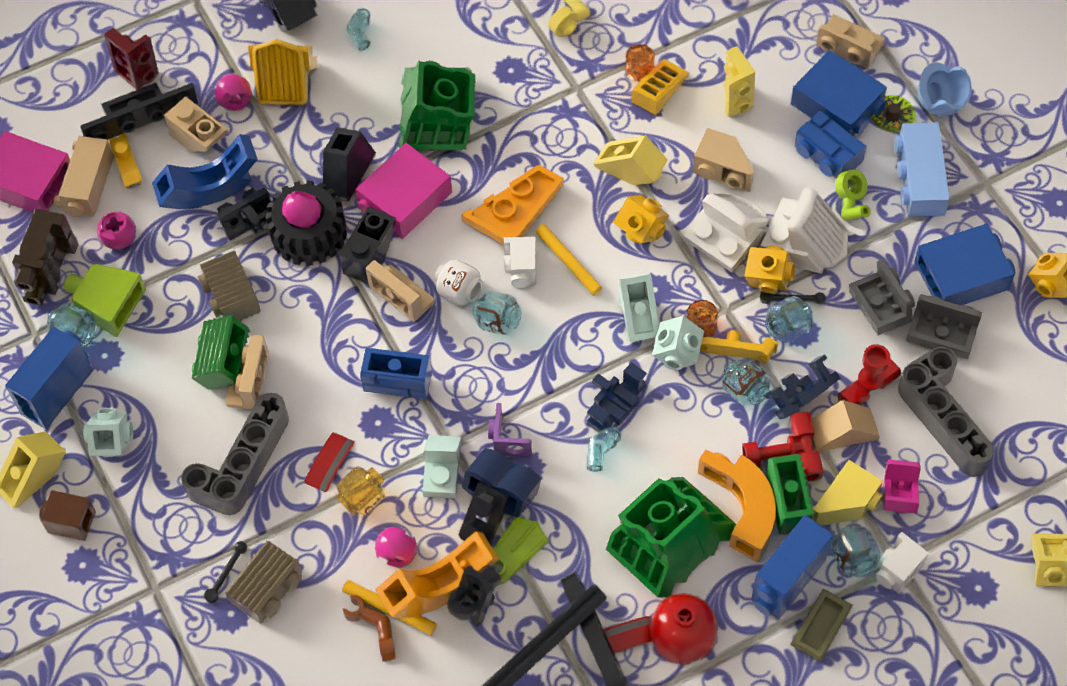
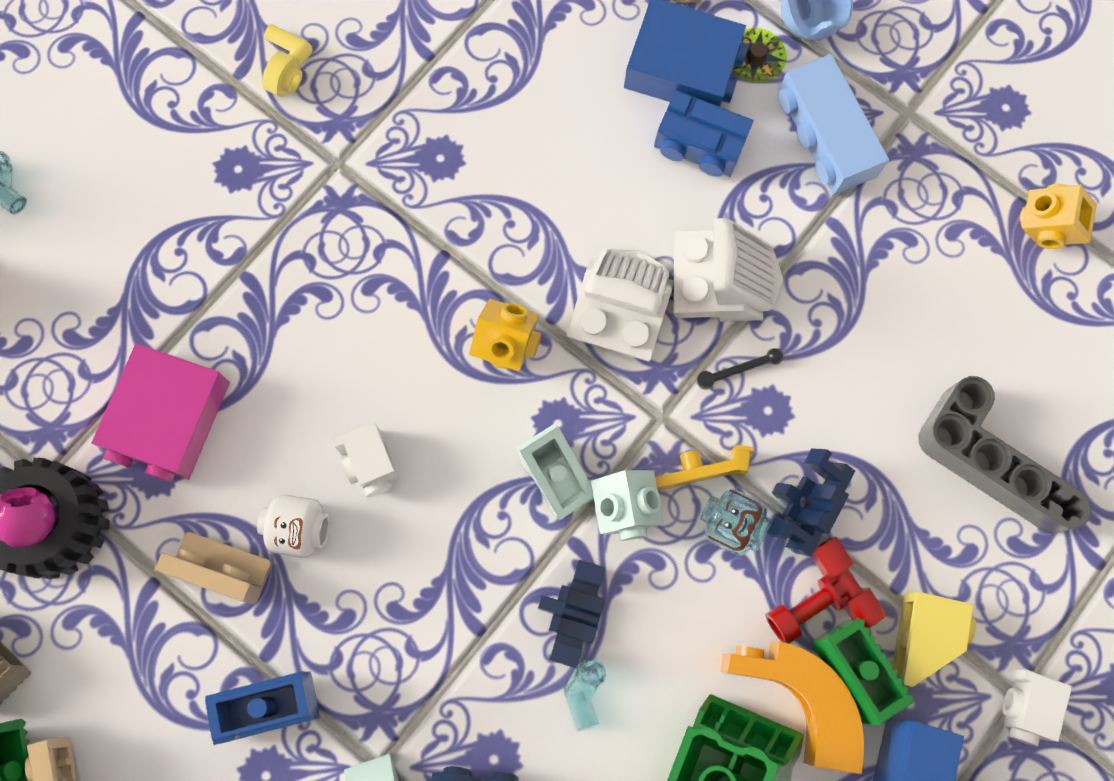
camera: 30 degrees left, 15 degrees up
(346, 161) = (61, 404): black slope -> none
(367, 243) = (143, 518): black slope -> none
(436, 106) = (158, 267): green slope -> none
(497, 312) = (365, 550): clear light blue head -> none
(501, 444) = (435, 734): medium lavender bracket -> none
(516, 207) = (327, 379): light orange wing -> none
(568, 259) = (428, 425): yellow bar -> none
(632, 160) = (455, 249): light yellow slope -> none
(634, 56) = (400, 92): clear orange wheel -> none
(654, 103) = (440, 151): yellow slope -> none
(709, 316) = (640, 456): clear orange wheel -> none
(723, 160) = (577, 204): tan slope -> none
(738, 83) = (553, 85): light yellow bracket -> none
(769, 269) = (684, 342): yellow brick -> none
(789, 319) = (753, 407): clear light blue head -> none
(843, 426) = (882, 534): tan slope -> none
(856, 551) = (973, 712): clear light blue head -> none
(857, 190) = (752, 185): lime plate -> none
(877, 373) = (899, 446): red bar -> none
(883, 299) = (861, 332): dark grey bracket -> none
(901, 486) = (993, 598): dark pink bracket -> none
(944, 325) = (948, 341): dark grey bracket -> none
(965, 266) = (938, 245): blue brick -> none

